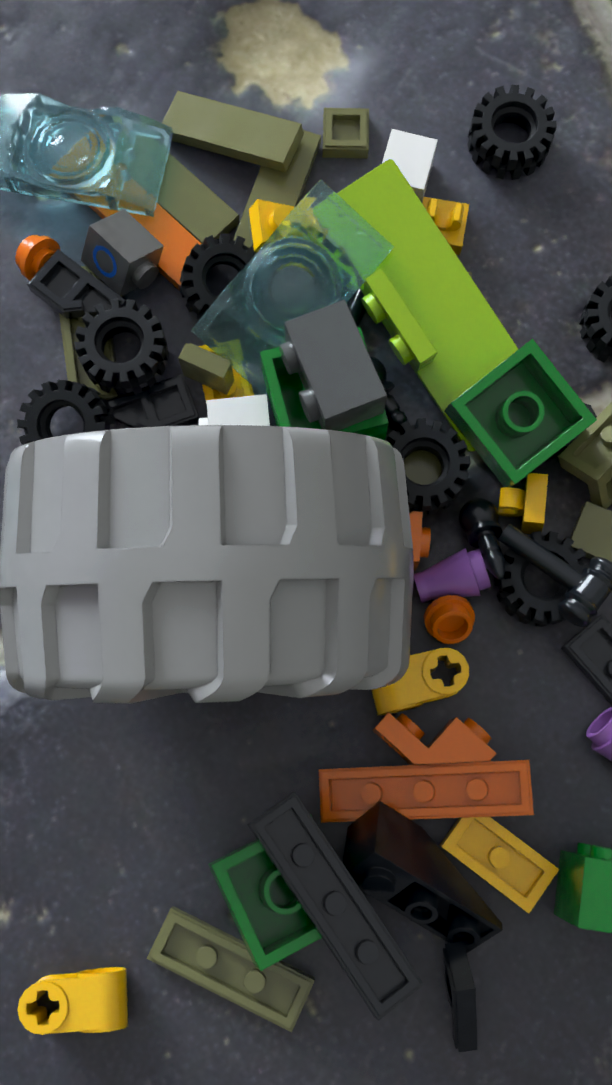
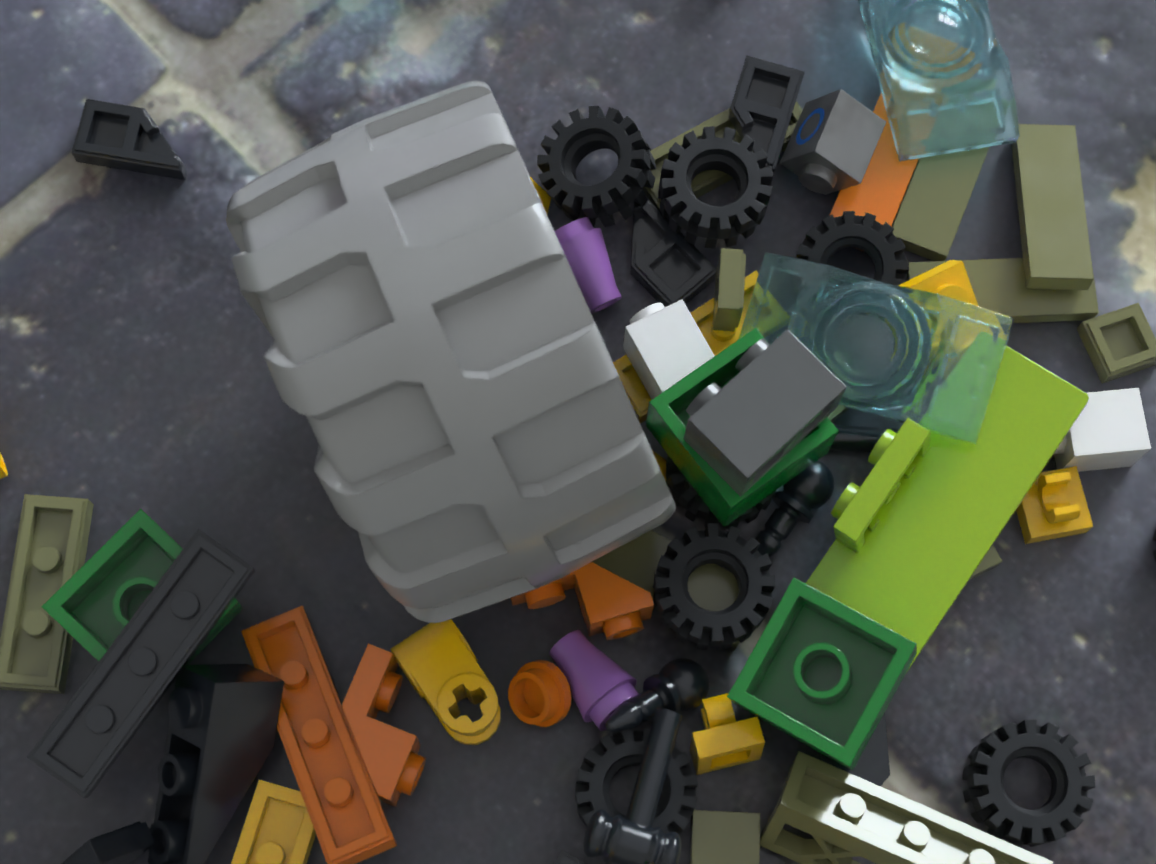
camera: 65 degrees right, 5 degrees down
(34, 253) = (791, 49): orange plate -> none

